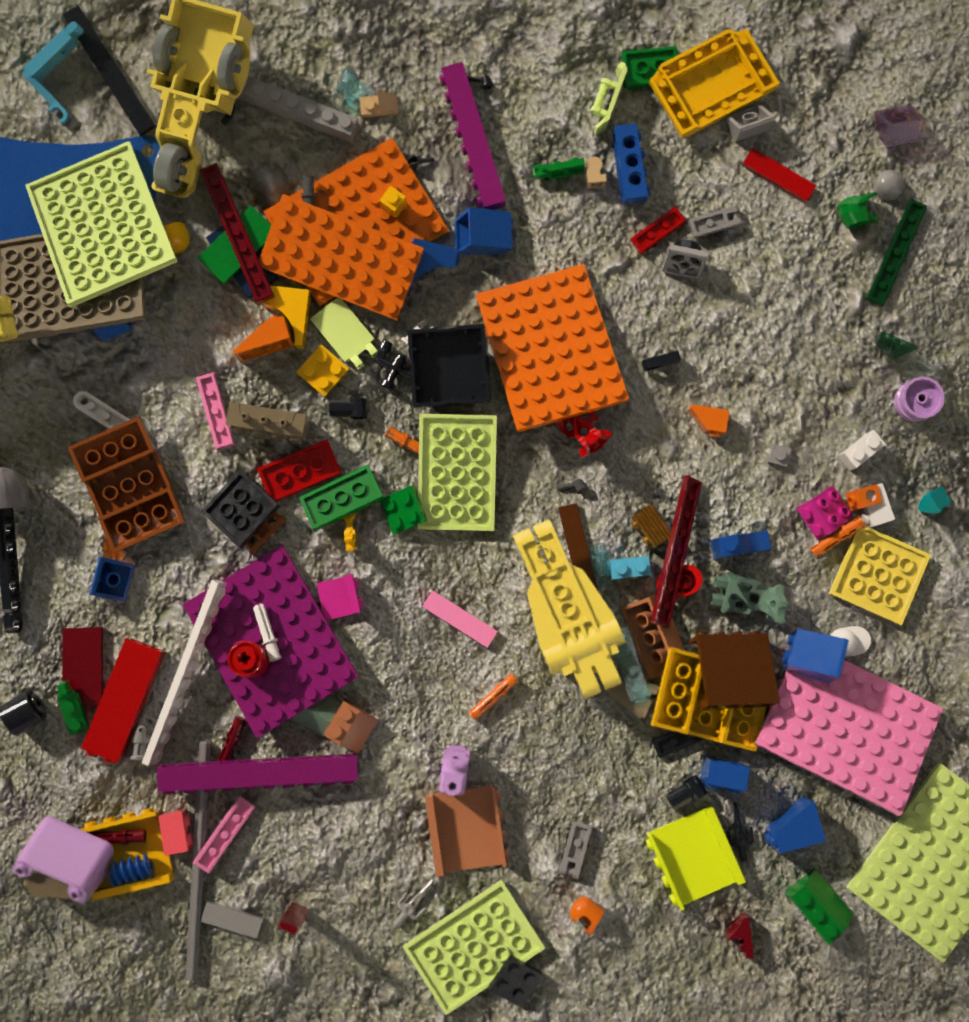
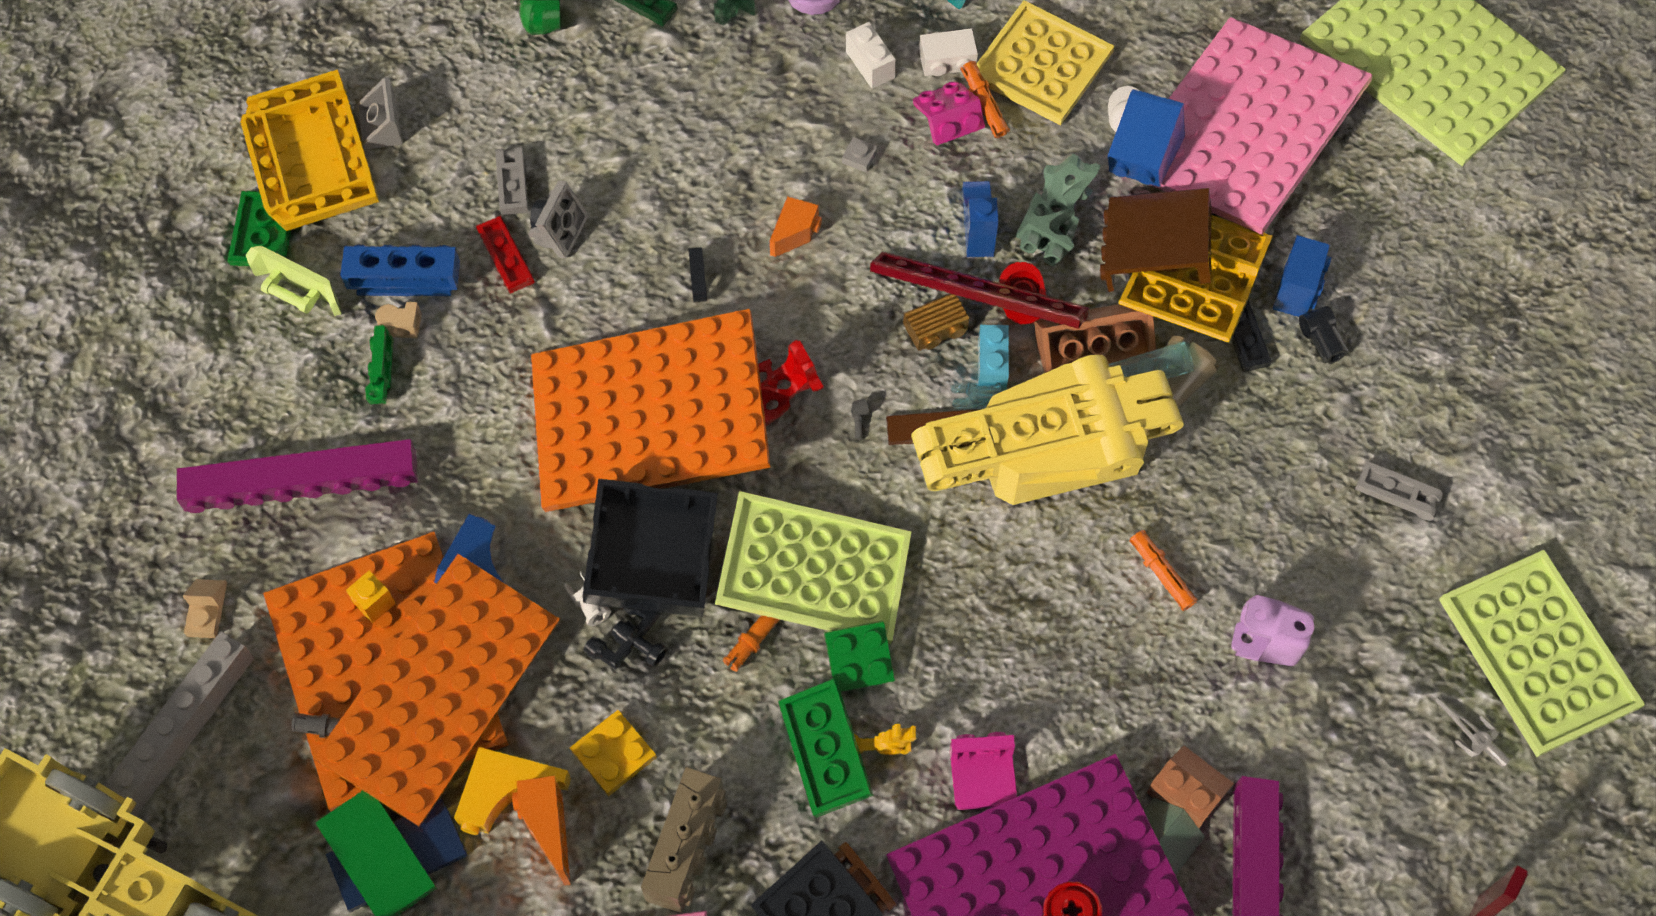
camera: 80 degrees left, 20 degrees down
(237, 233) = (355, 849): dark red tile -> none
(267, 633) = (1026, 886): white axle -> none
(299, 471) = (768, 811): red tile -> none
(344, 332) = (559, 709): yellowish green tile -> none
(346, 84) = (158, 650): clear light blue piece -> none
(354, 408) = (683, 711): black piece -> none
(415, 161) = (312, 564): black hand -> none
(459, 619) = (1038, 603): bright pink tile -> none
(466, 830) = (1363, 637): nougat panel -> none
(483, 232) = (449, 481): blue slope -> none
(485, 80) = (214, 447): black hand -> none
(515, 981) = (1592, 597): black plate -> none
(588, 911) = (1487, 489): orange helmet -> none
(694, 856) = (1413, 337): neon yellow panel -> none
(740, 839) = (1393, 278): black piece -> none
(741, 930) = (1522, 293): dark red slope -> none
(779, 175) = (464, 96): red tile -> none
(795, 827) = (1380, 202): blue slope -> none
(820, 906) = (1489, 197): green slope -> none
(857, 498) = (936, 65): orange bracket -> none

